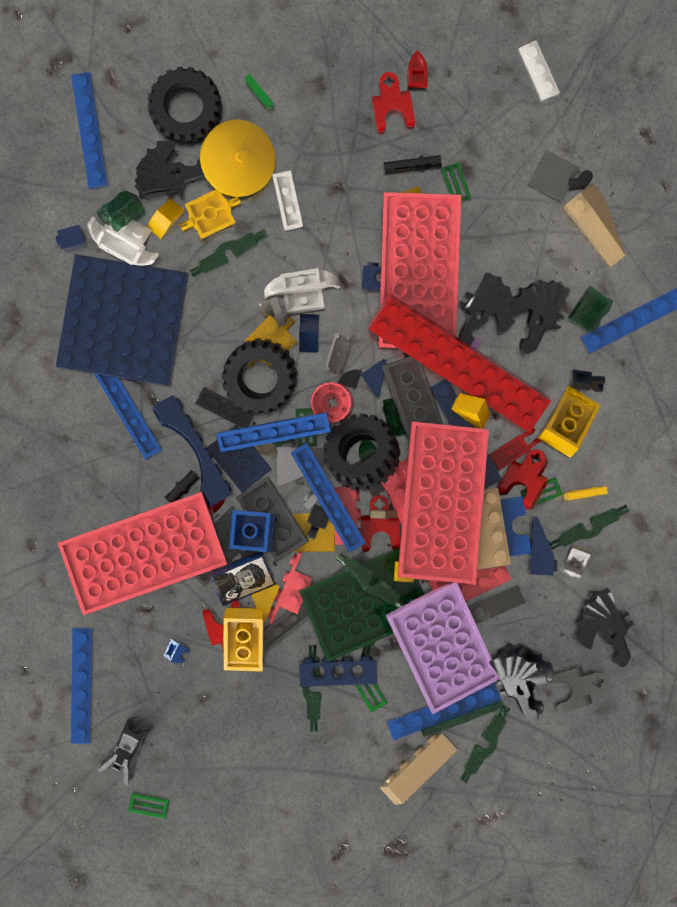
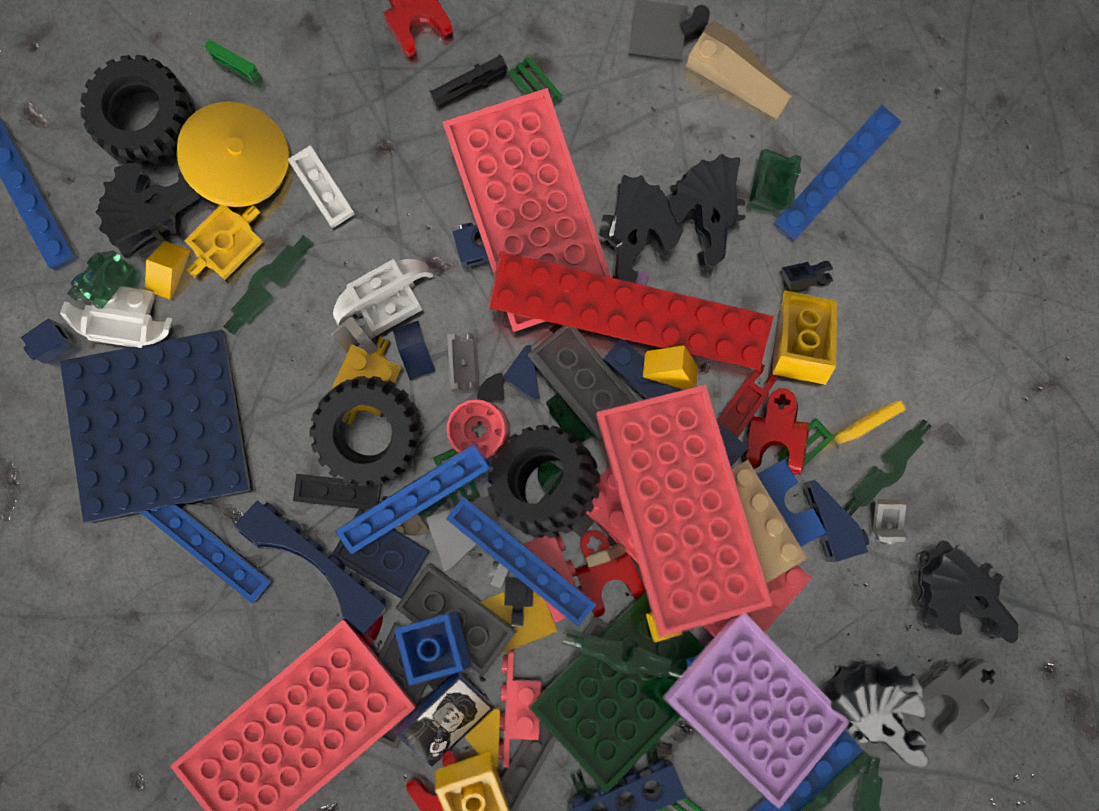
camera: 25 degrees left, 5 degrees down
(182, 487) = (316, 622): black pin -> none
(496, 604) = (805, 620): dark grey slope -> none

